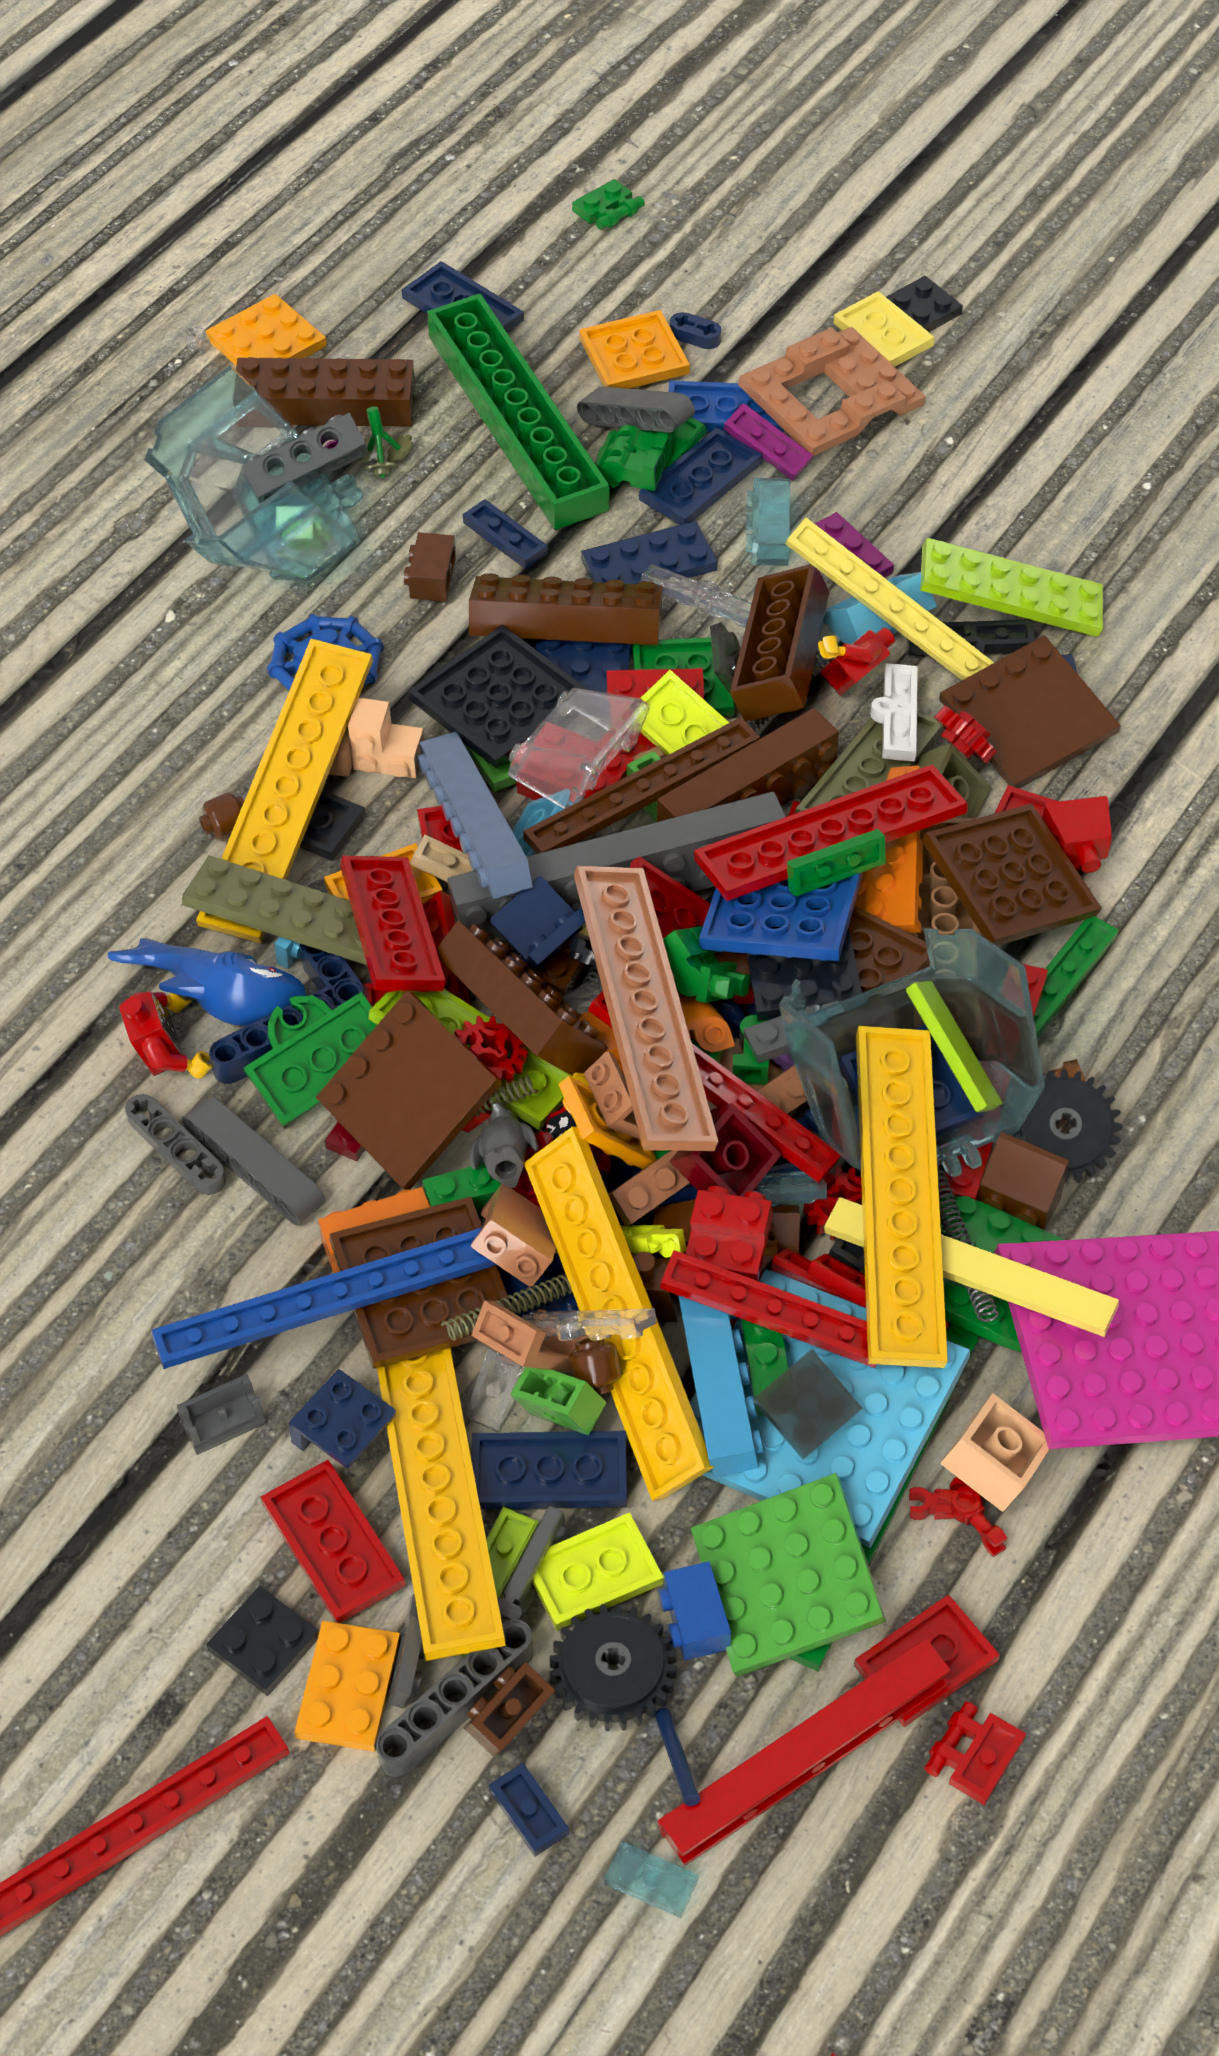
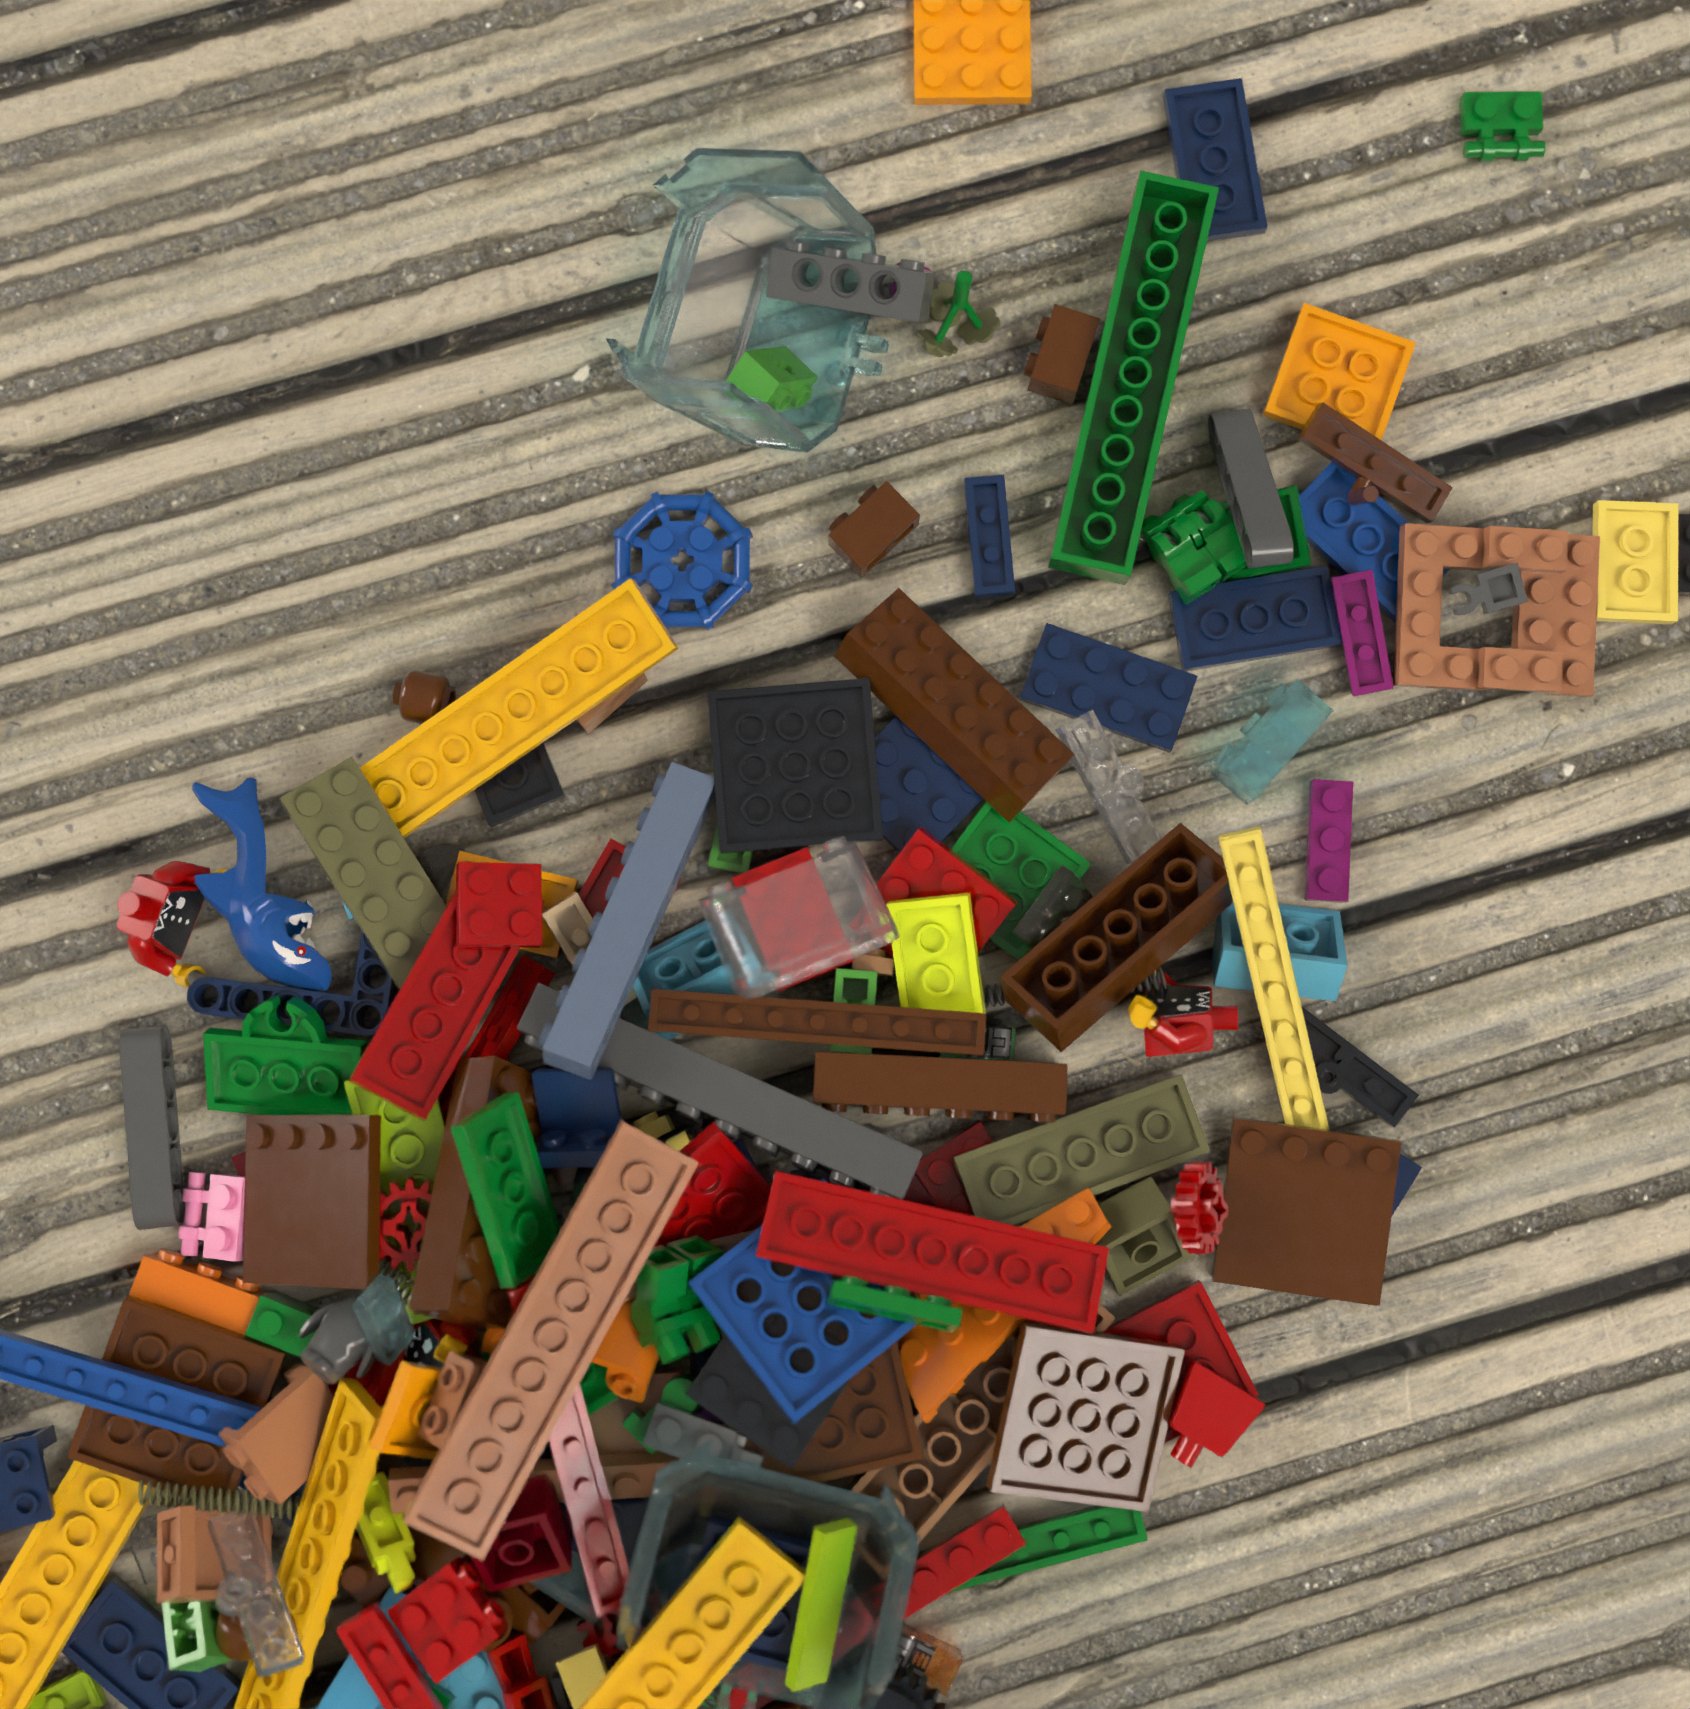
camera: 40 degrees right, 30 degrees up
(178, 1141) = (95, 1047): dark grey beam -> none
(318, 388) = (962, 183): reddish brown brick -> none
(354, 1168) = (224, 1221): none -> bright pink plate
(380, 745) = (638, 726): light nougat brick -> none
(381, 864) = (498, 905): none -> red plate
(463, 427) = (1062, 355): none -> reddish brown brick
(516, 1087) = (384, 1319): none -> clear light blue plate
(525, 954) = (507, 1187): none -> green plate
(691, 366) = (1374, 465): none -> reddish brown plate
(696, 330) = (1441, 393): dark blue beam -> none
(819, 370) = (1494, 590): none -> dark grey plate
(898, 712) = (1166, 1115): white hinge -> none
(1011, 587) = (1429, 1045): lime plate -> none

